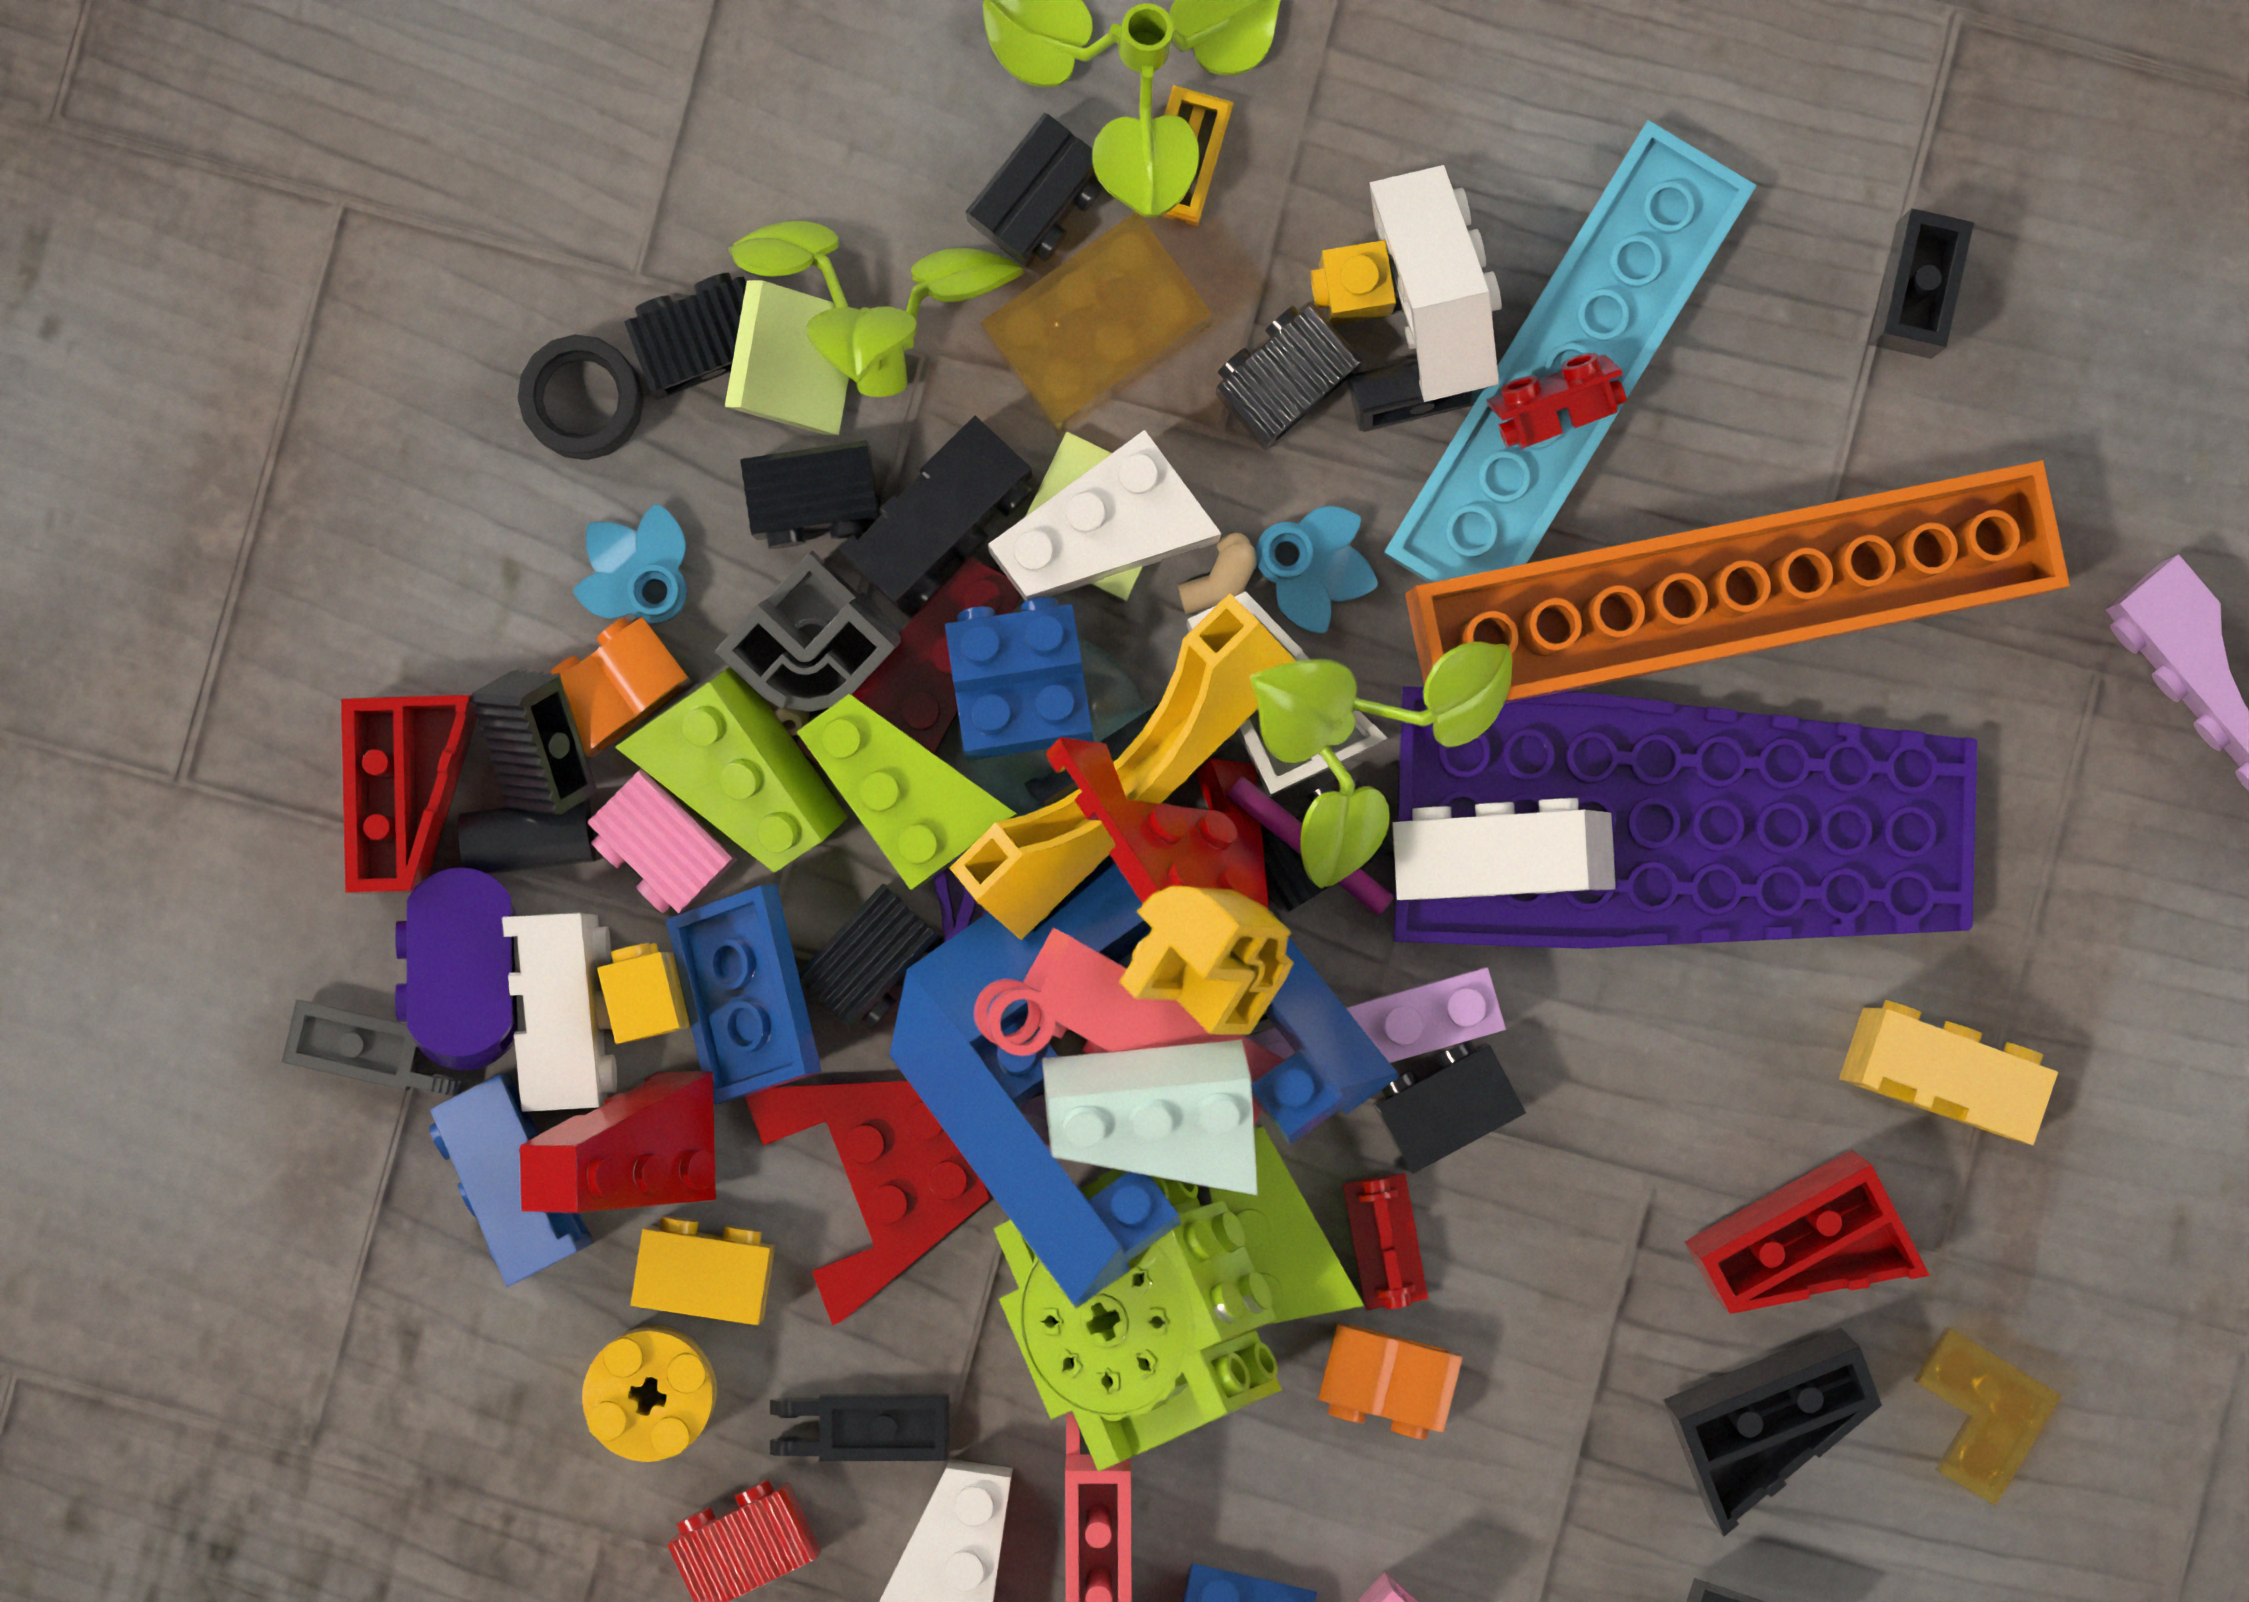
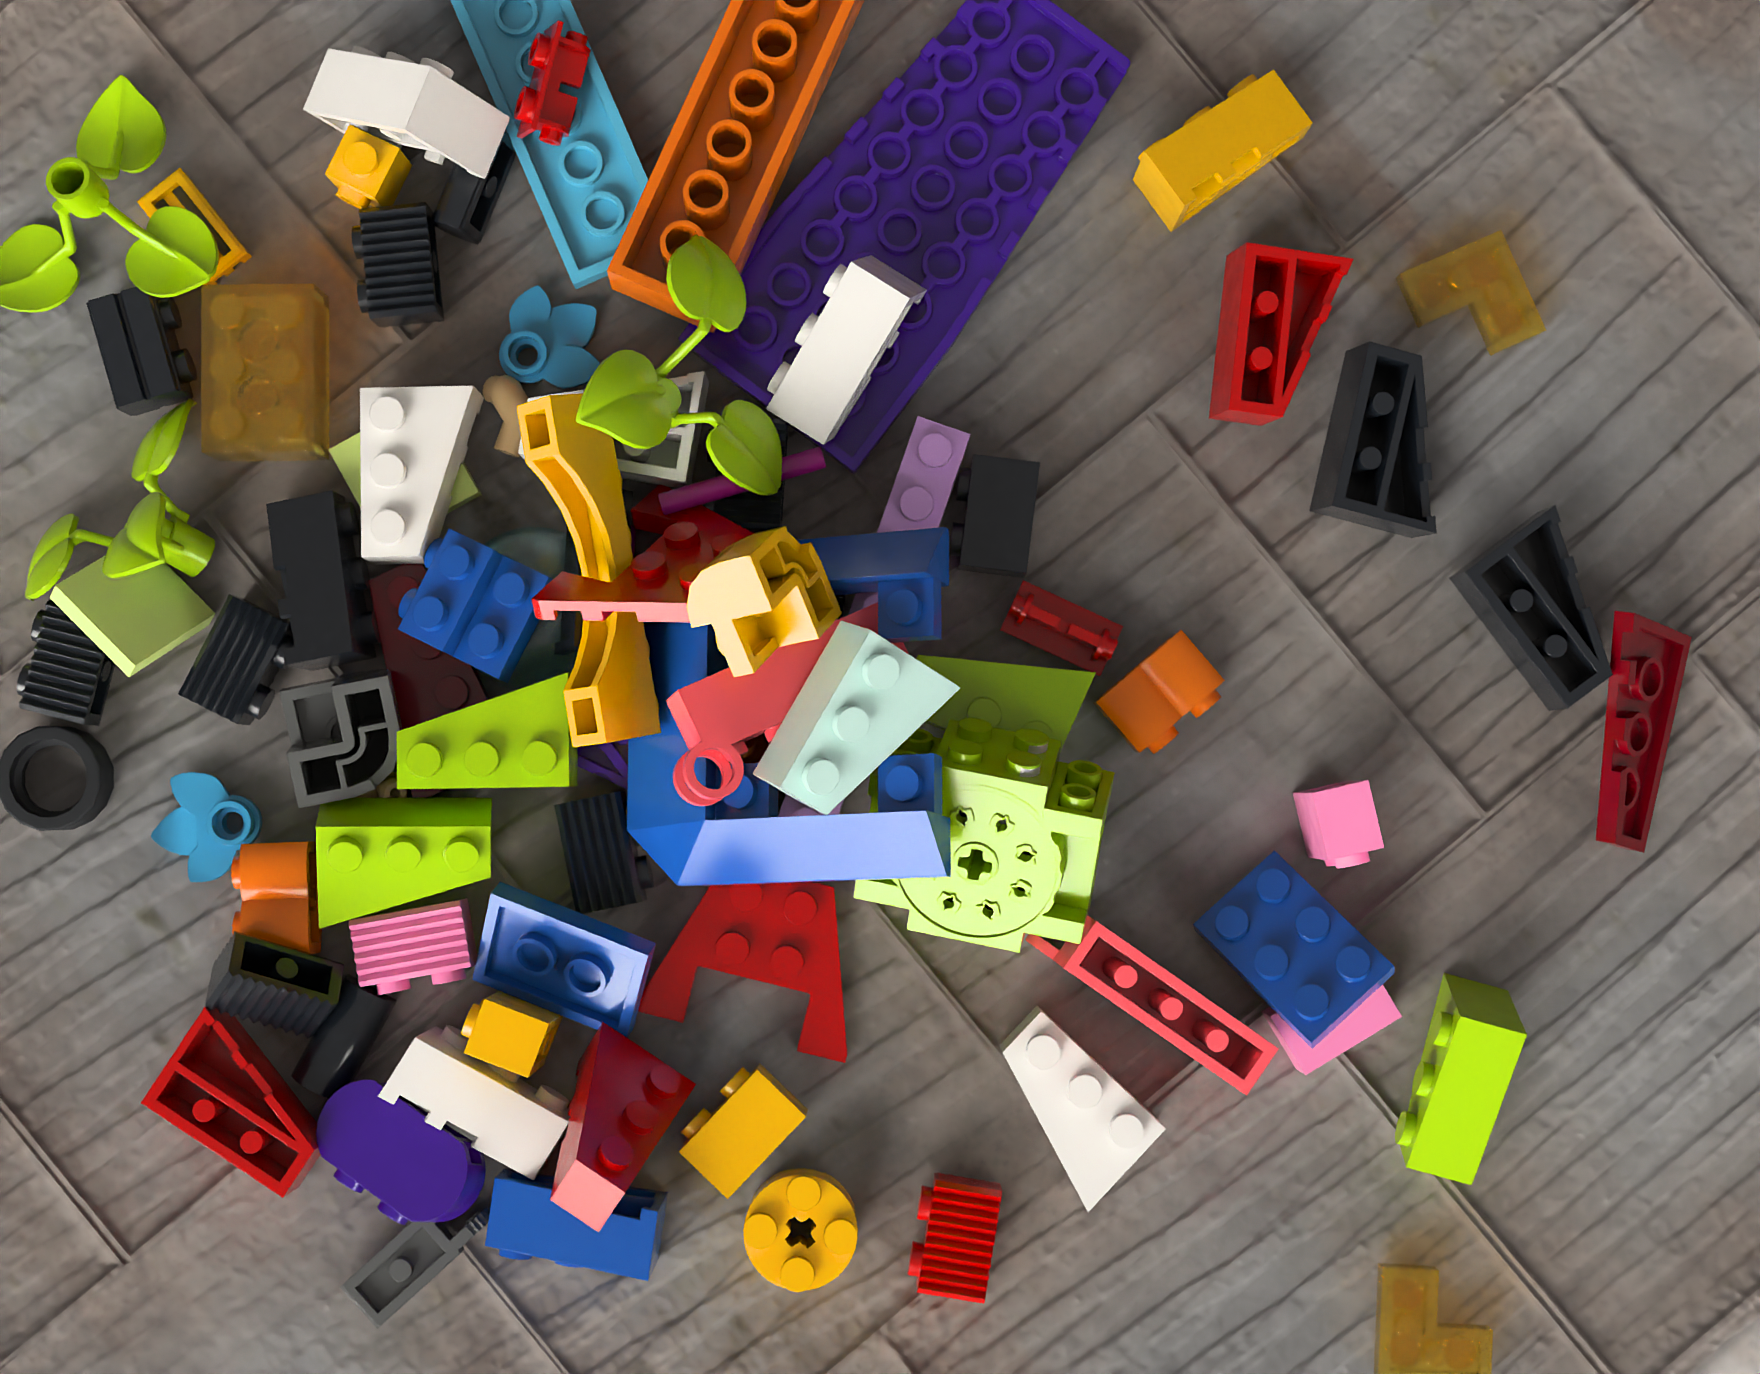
camera: 60 degrees left, 0 degrees up
(869, 1427) = (936, 1087): black hinge -> none

